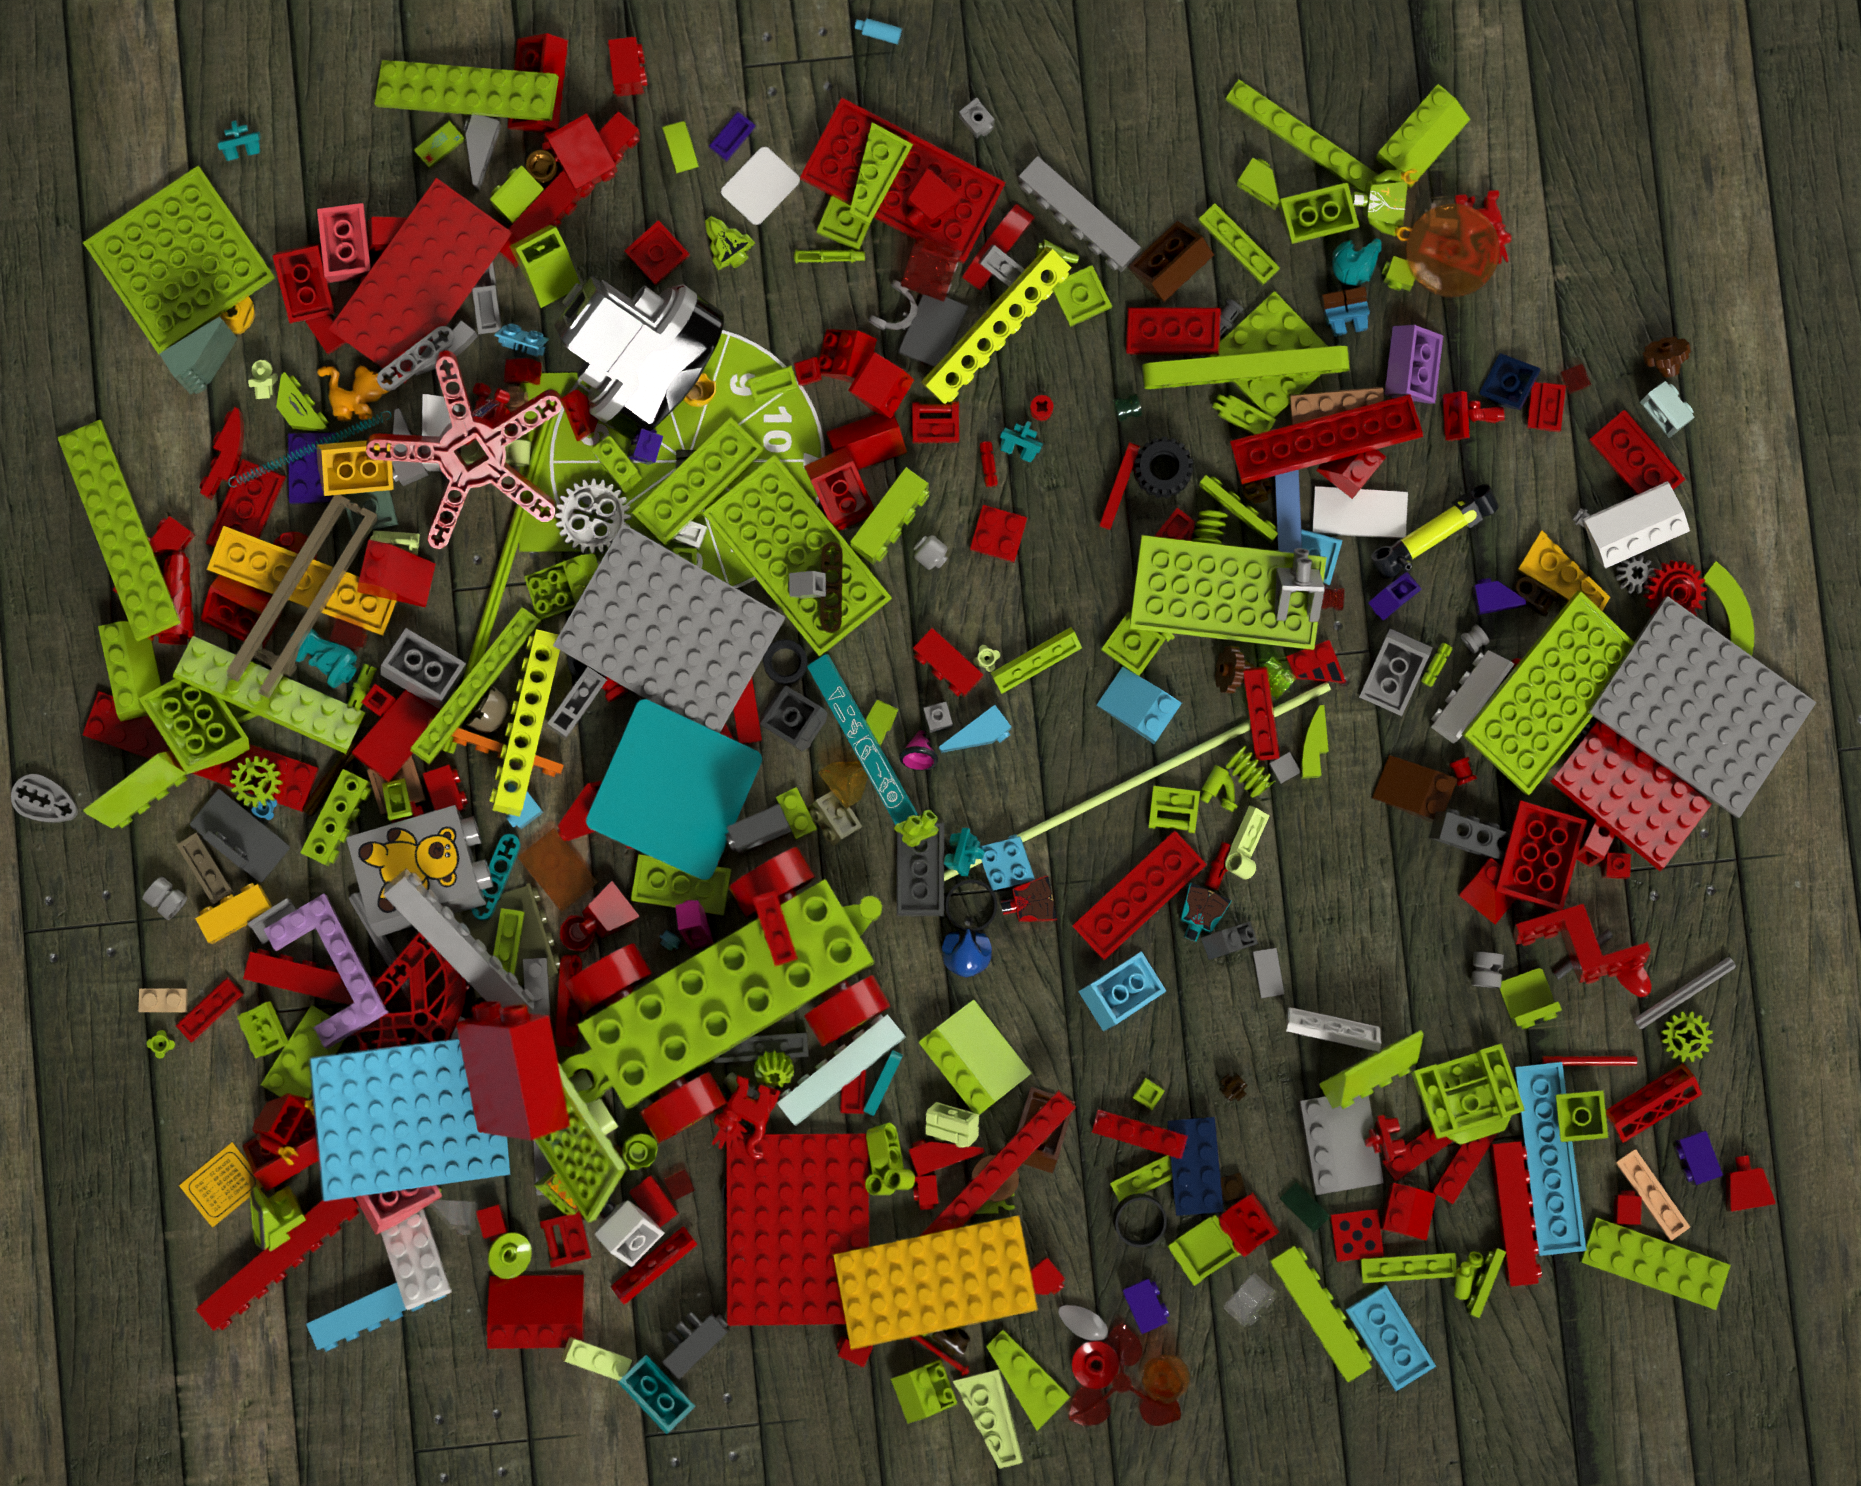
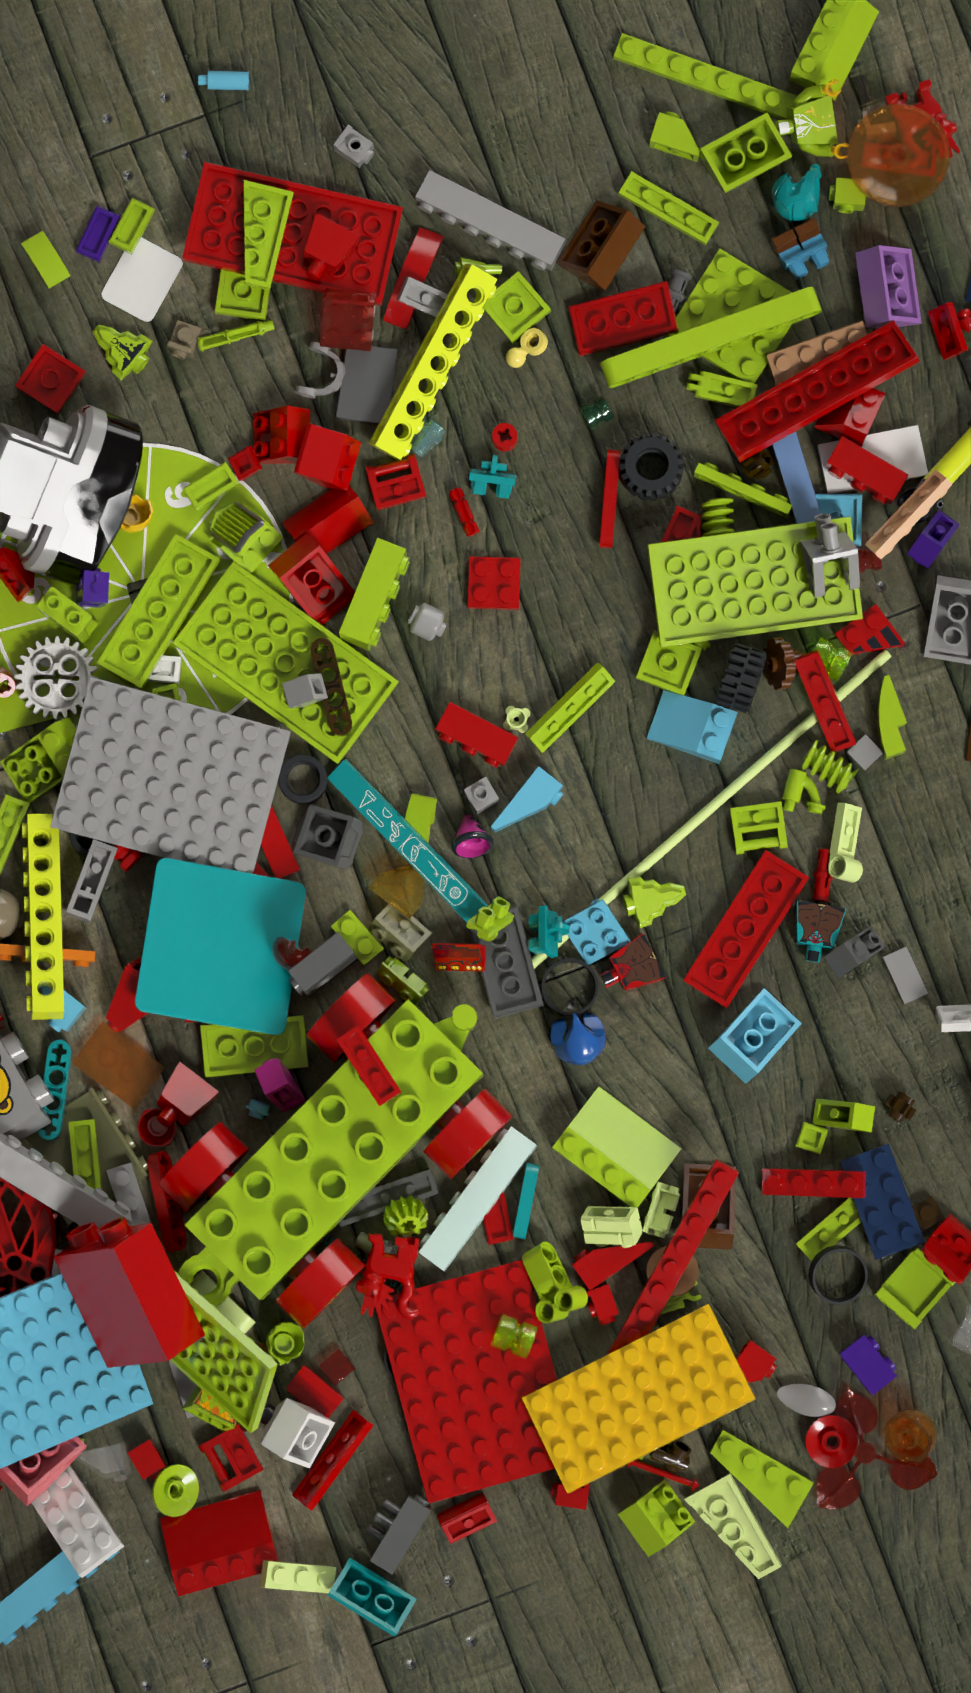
camera: 10 degrees left, 0 degrees up
(730, 810) = (287, 954): none -> clear red hair
(757, 1347) = (466, 1518): none -> red slope
(763, 137) = (131, 226): none -> lime tile
(782, 249) = (184, 340): none -> dark tan bracket
(789, 434) = (243, 535): none -> lime piece
(818, 853) = (392, 974): none -> lime hinge
(841, 1199) = (514, 1336): none -> clear neon green wheel
(881, 854) = (459, 957): none -> slope
(974, 391) = (428, 437): none -> clear light blue cone
(993, 1130) = (657, 1221): none -> yellowish green hinge
(1061, 847) = (649, 899): none -> lime rock
(1071, 339) = (517, 356): none -> light yellow plate
(1182, 1081) = (843, 1115): none -> lime slope
(1192, 673) = (741, 677): none -> black tyre
(1351, 521) = (866, 471): none -> red brick
(1378, 568) = (908, 514): none -> light nougat plate

